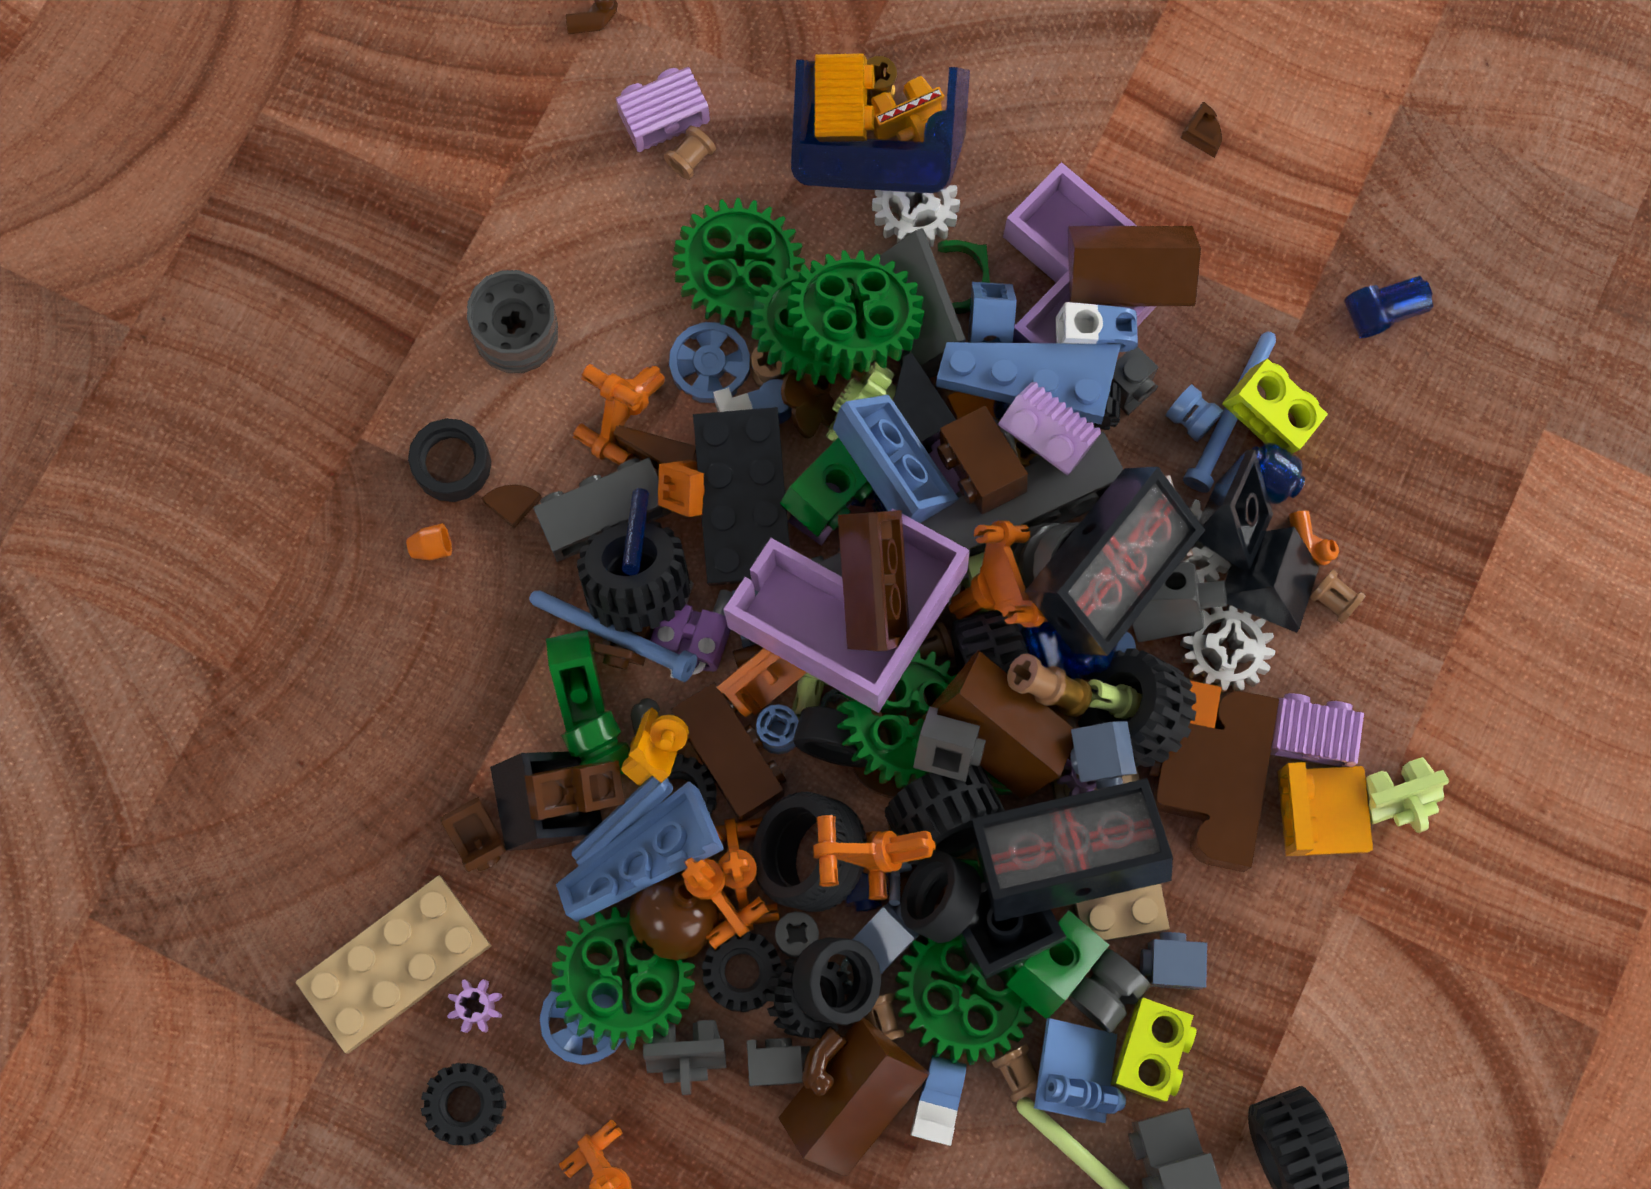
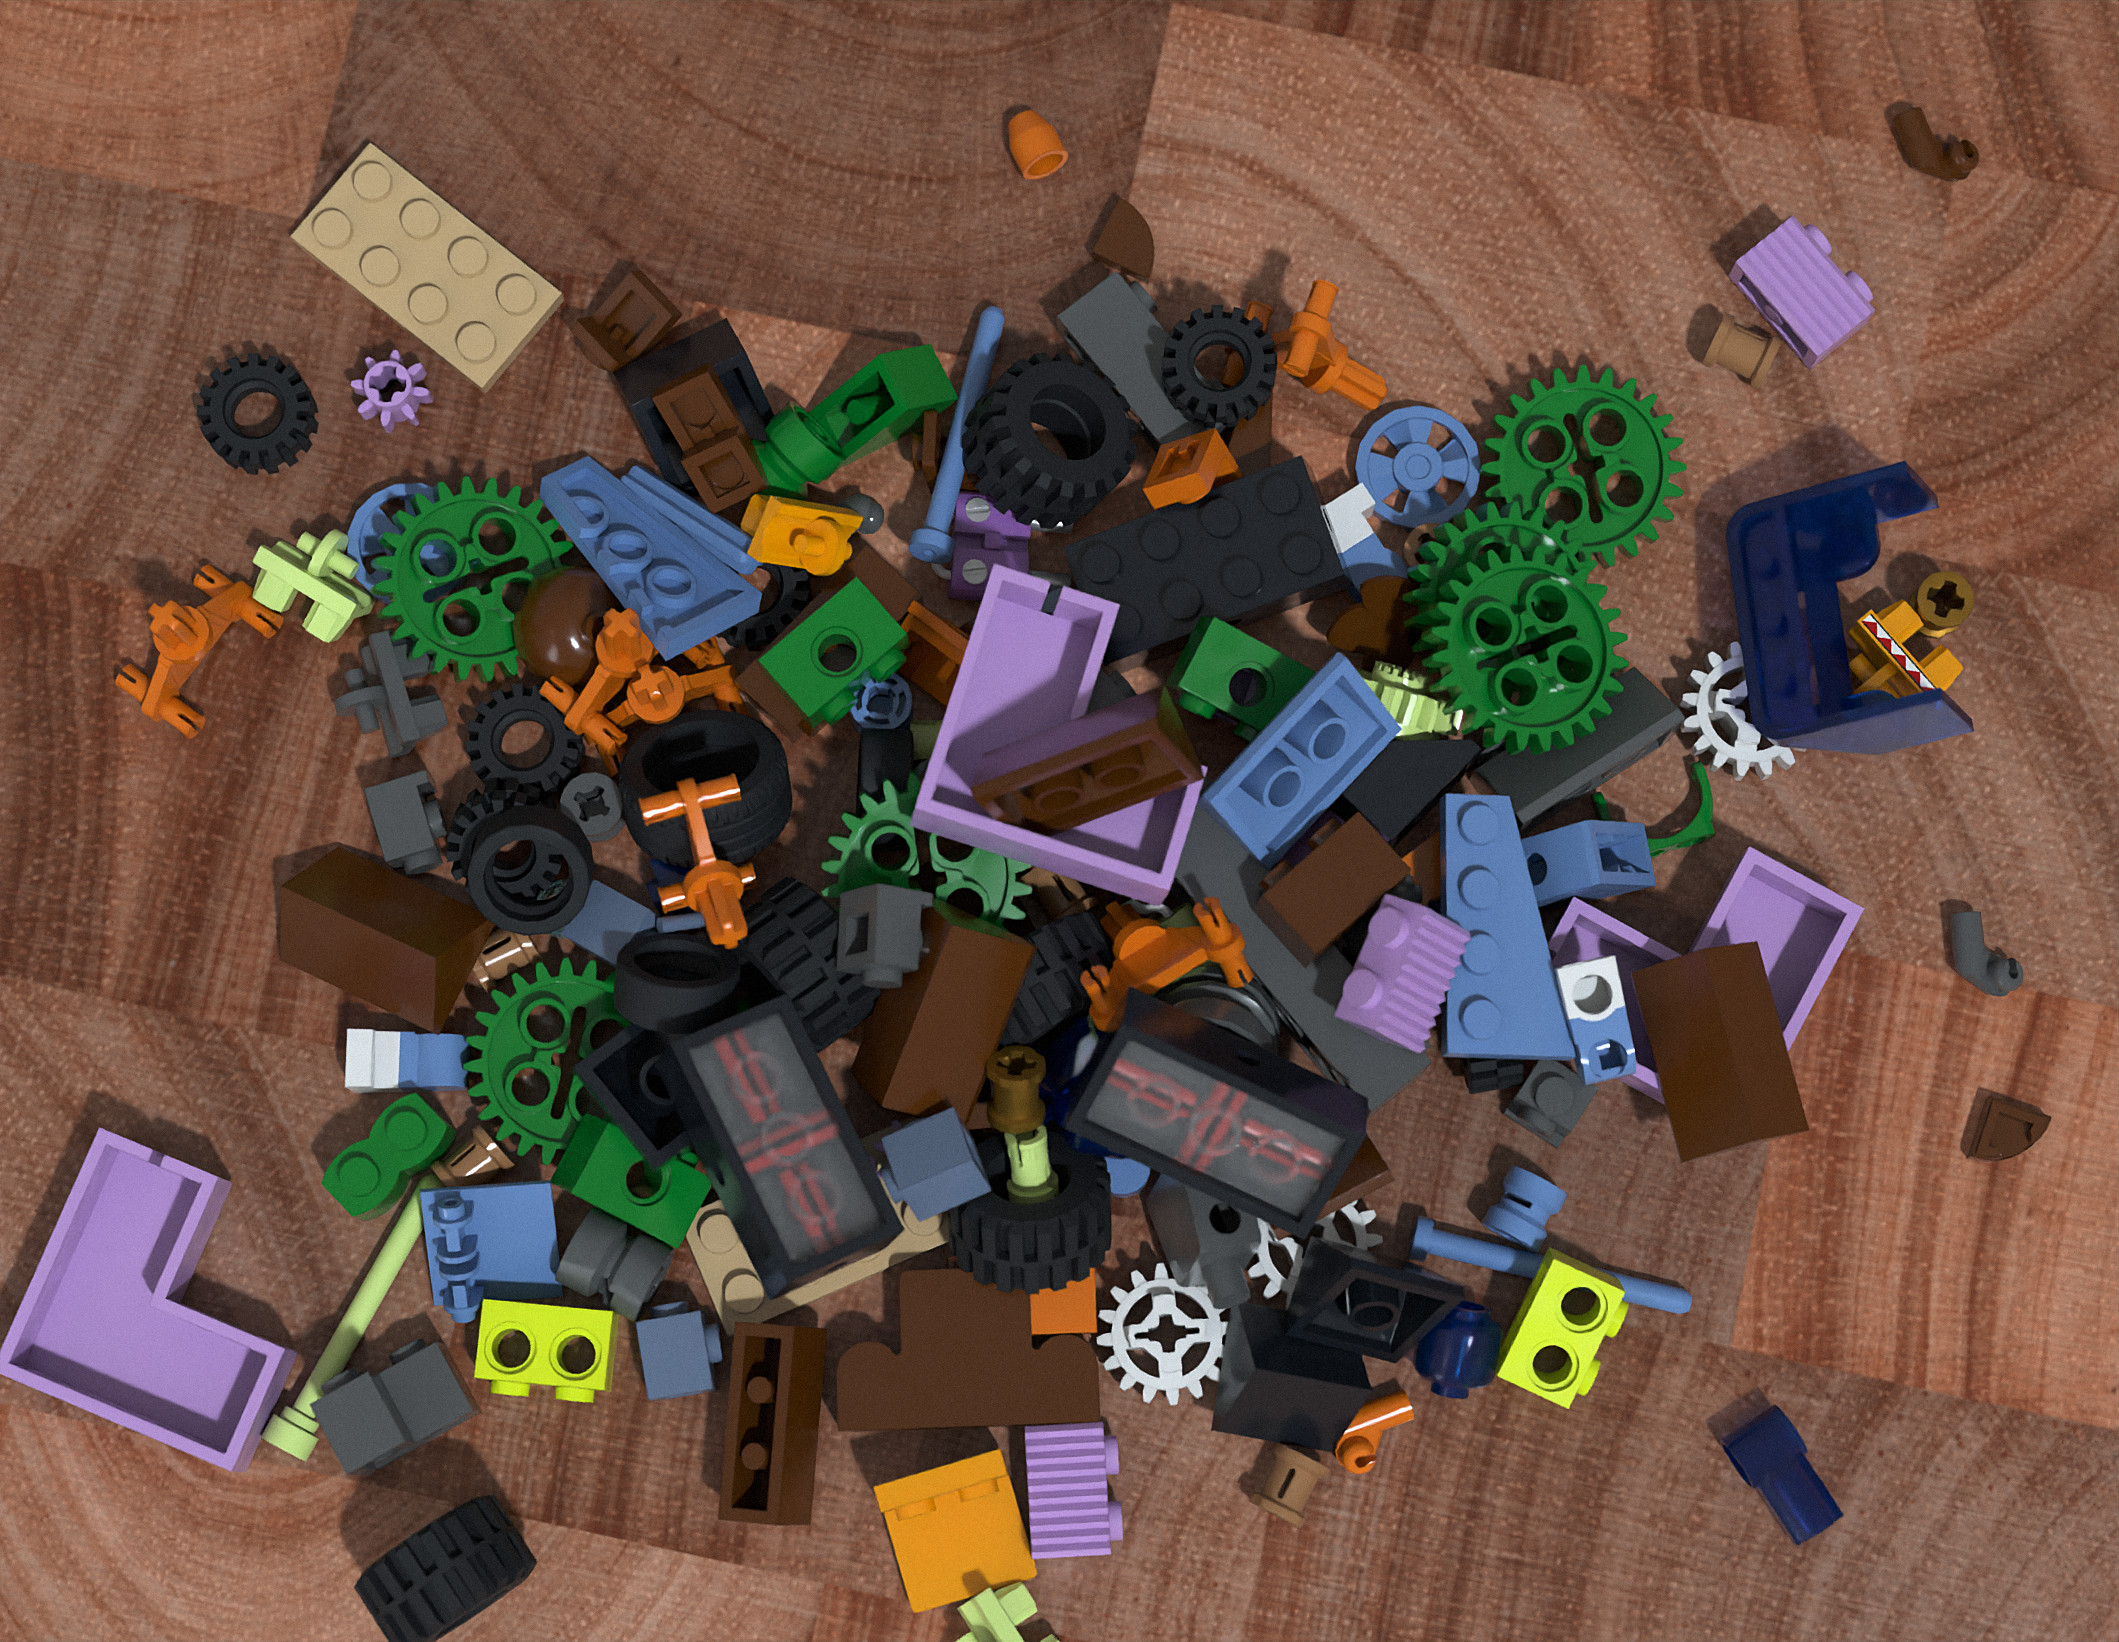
camera: 80 degrees right, 5 degrees up
(442, 430) = (1157, 90): black tyre -> none
(499, 304) = (1397, 128): dark grey wheel -> none
(580, 1106) = (290, 570): none -> yellowish green hips
(606, 433) = (1219, 329): none -> black tyre
(635, 531) = (1106, 421): clear blue piece -> none
(748, 768) = (849, 619): none -> green brick
(817, 1060) = (420, 873): reddish brown arm -> none
(842, 97) = (1881, 552): light orange brick -> none
(1009, 1139) = (377, 1170): none -> green brick
(1029, 676) = (1012, 1039): medium nougat bush -> none
(1099, 119) = (1977, 962): none -> dark grey arm
(1237, 910) = (772, 1424): none -> reddish brown brick

